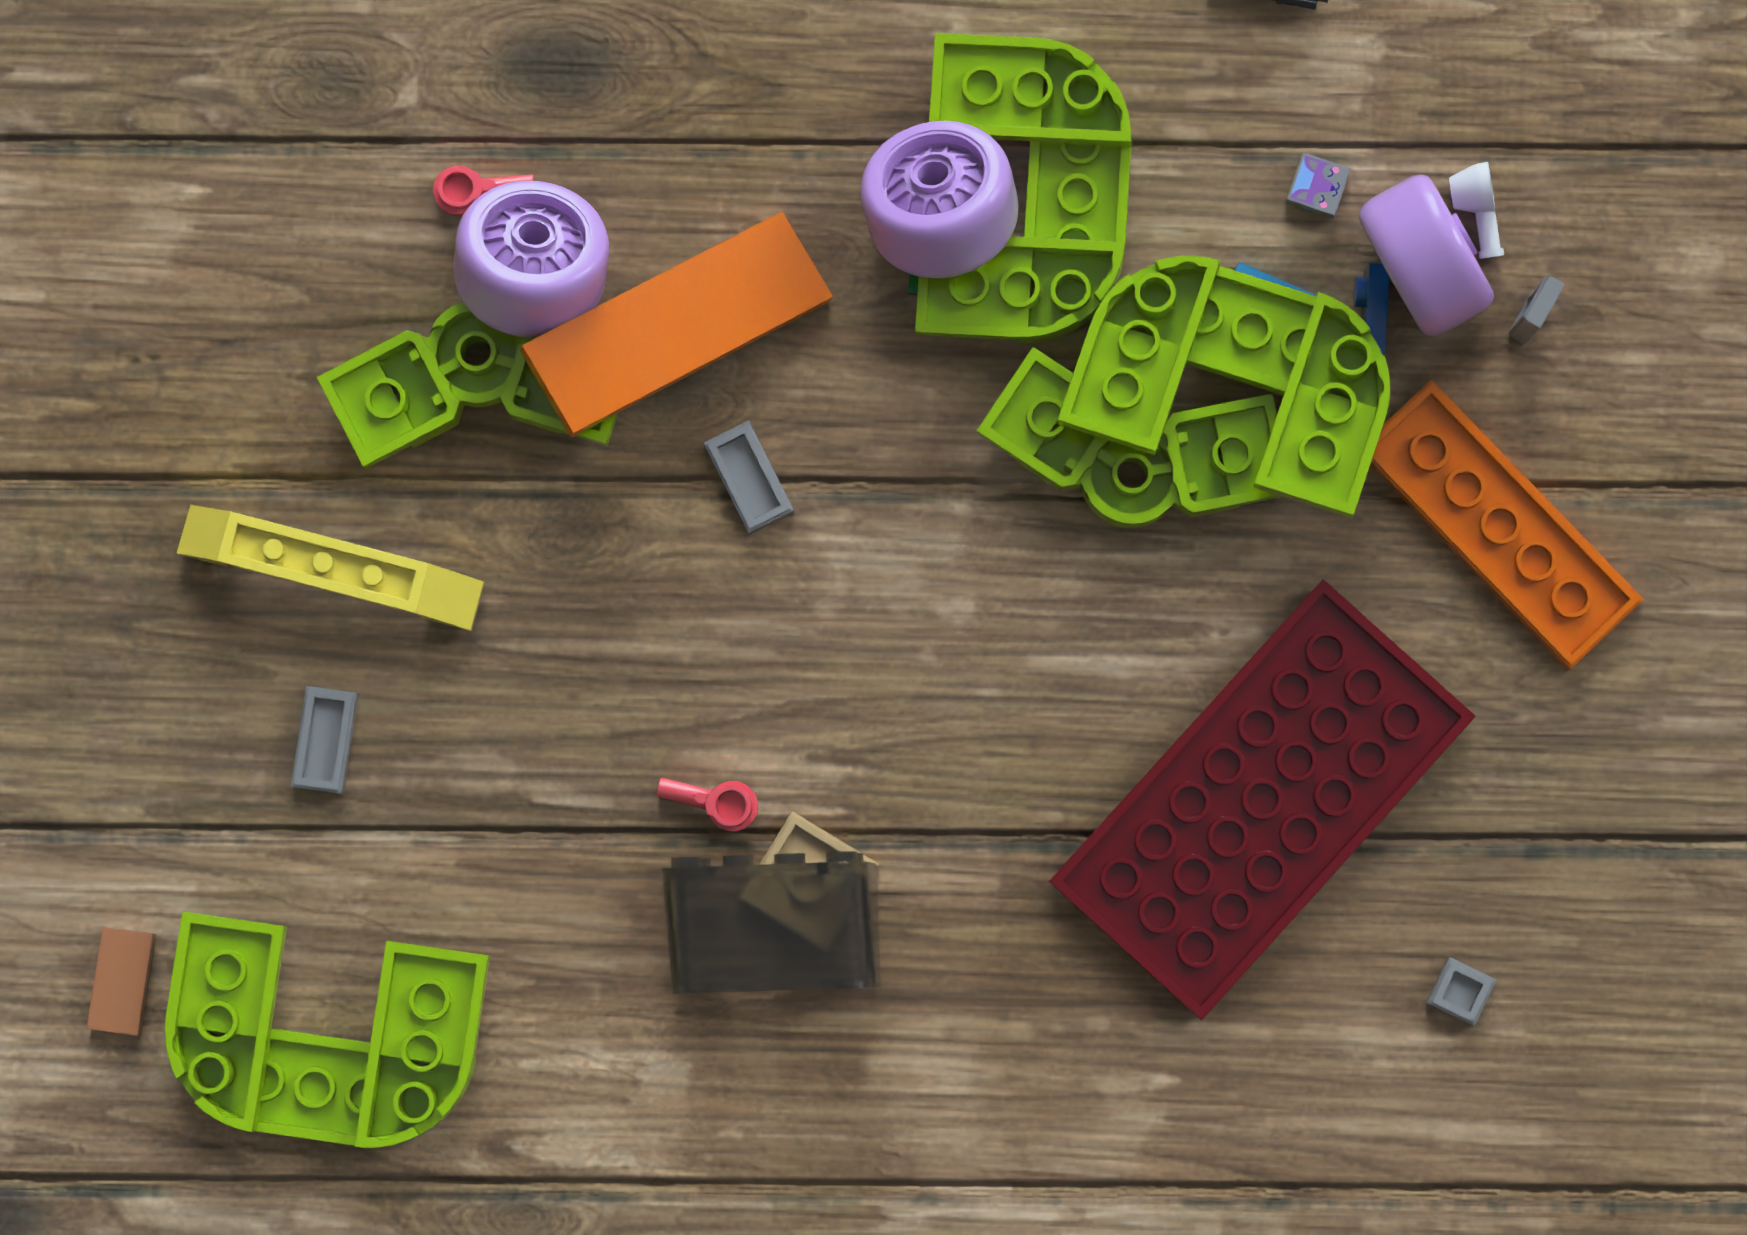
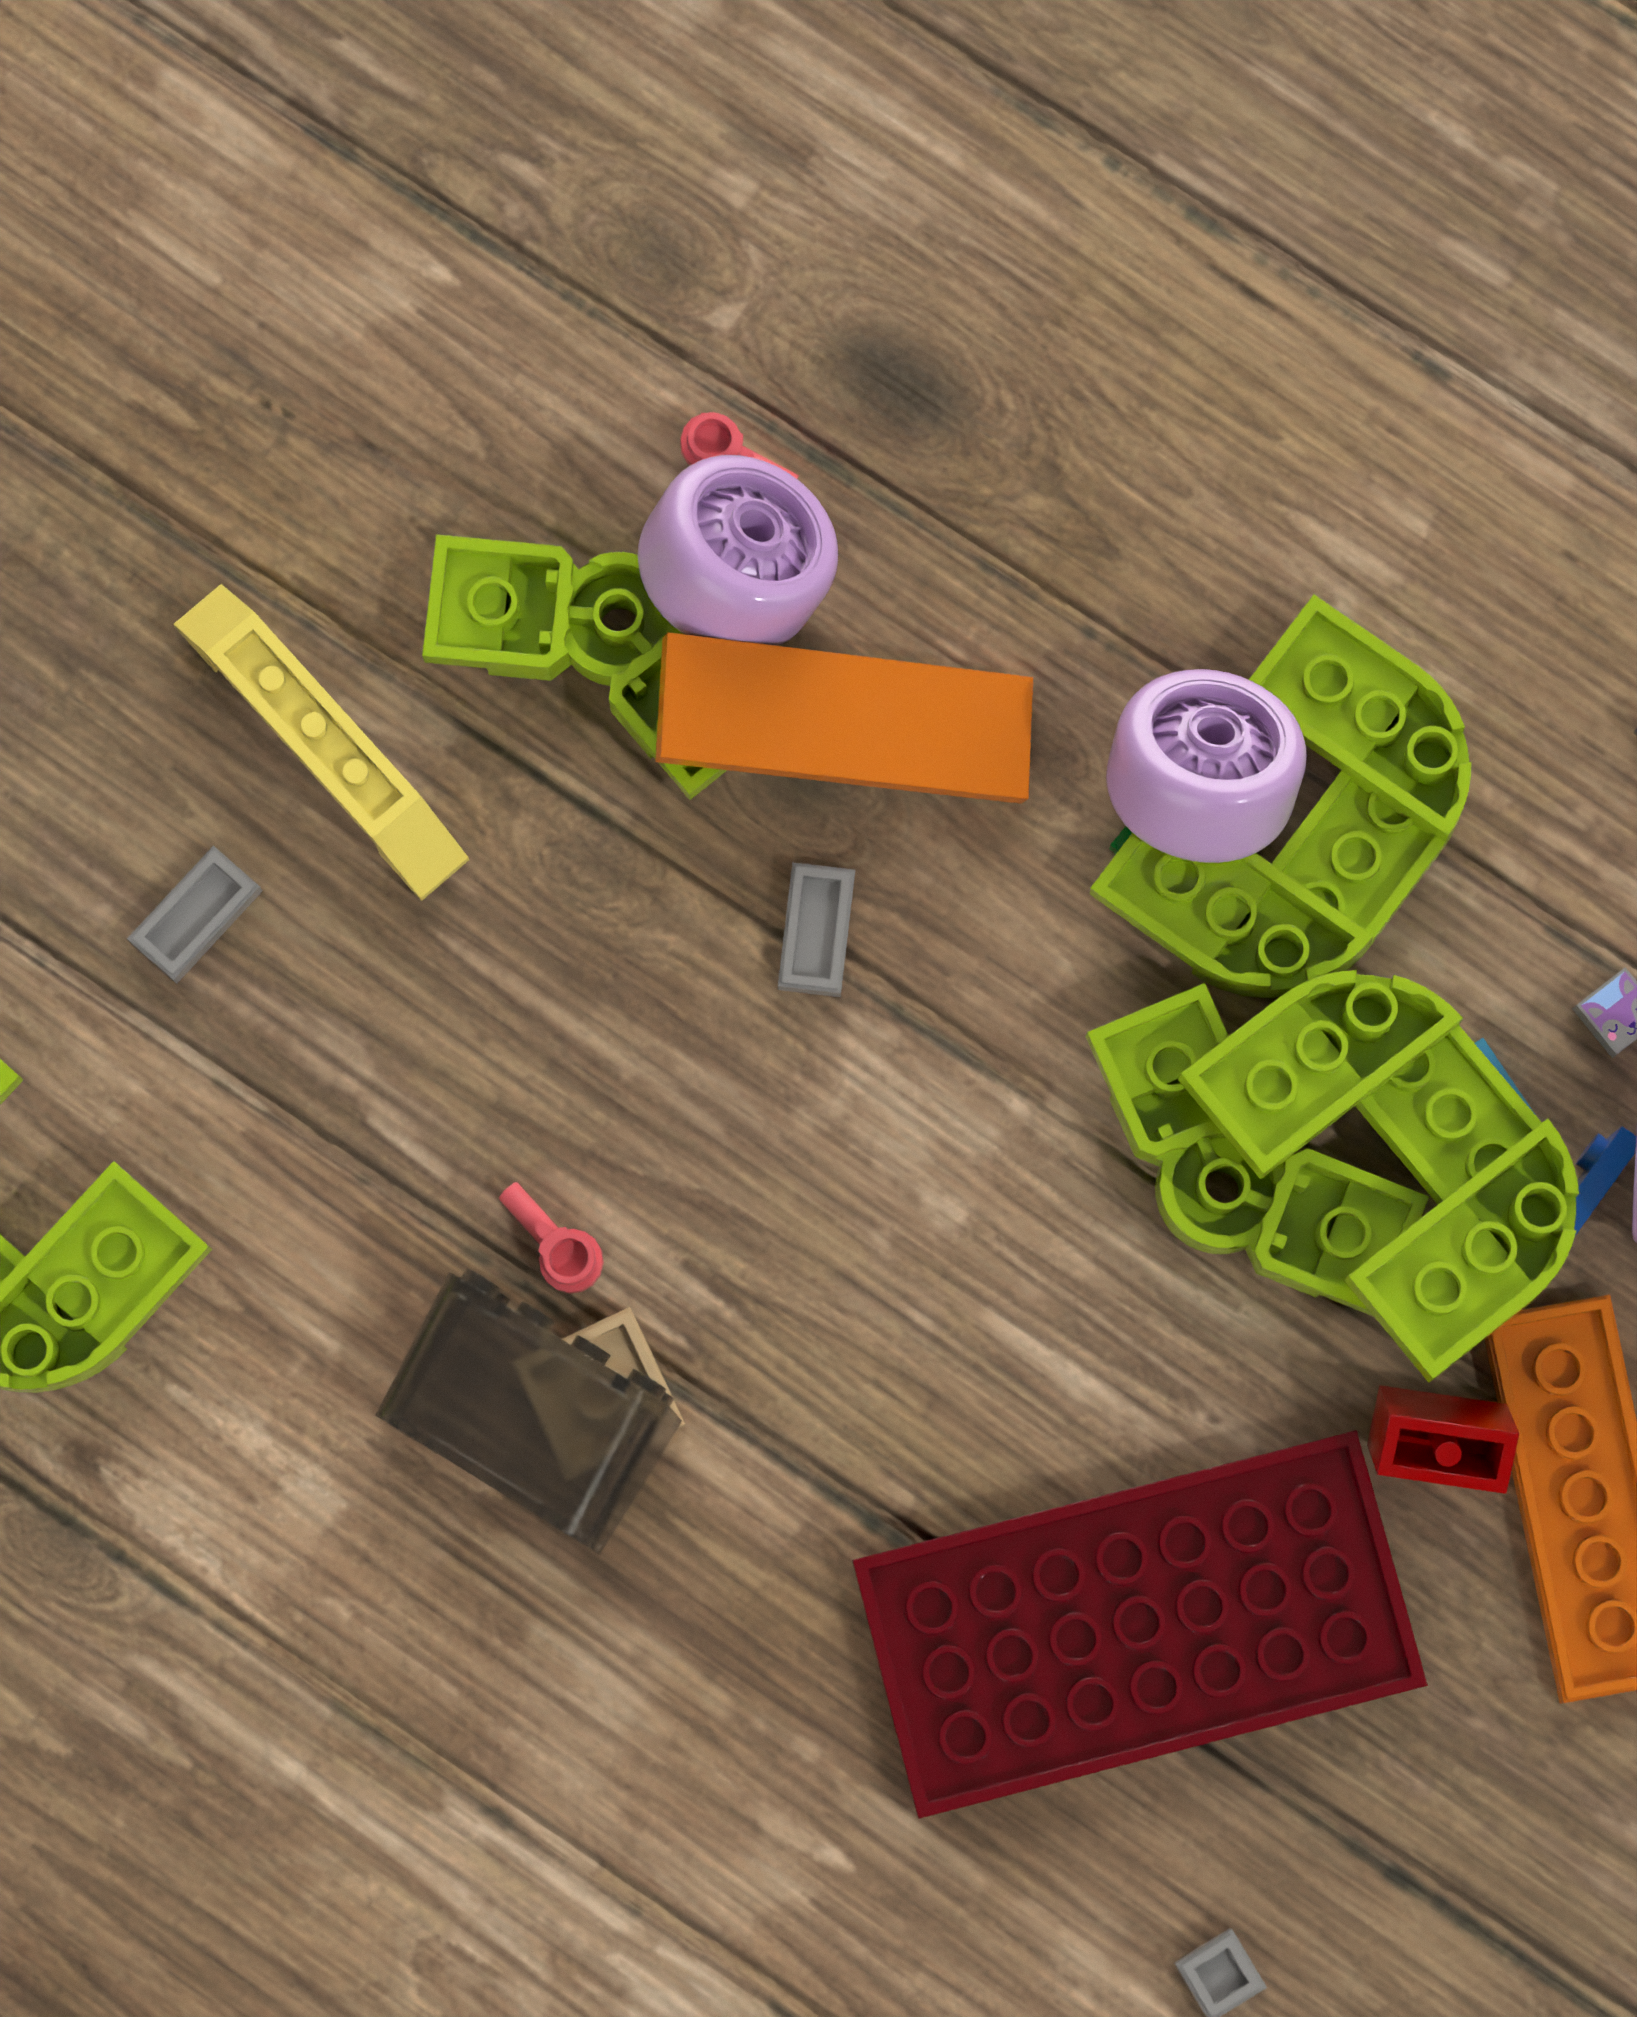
camera: 25 degrees right, 5 degrees down
(1383, 548) = (1442, 1439): none -> red brick

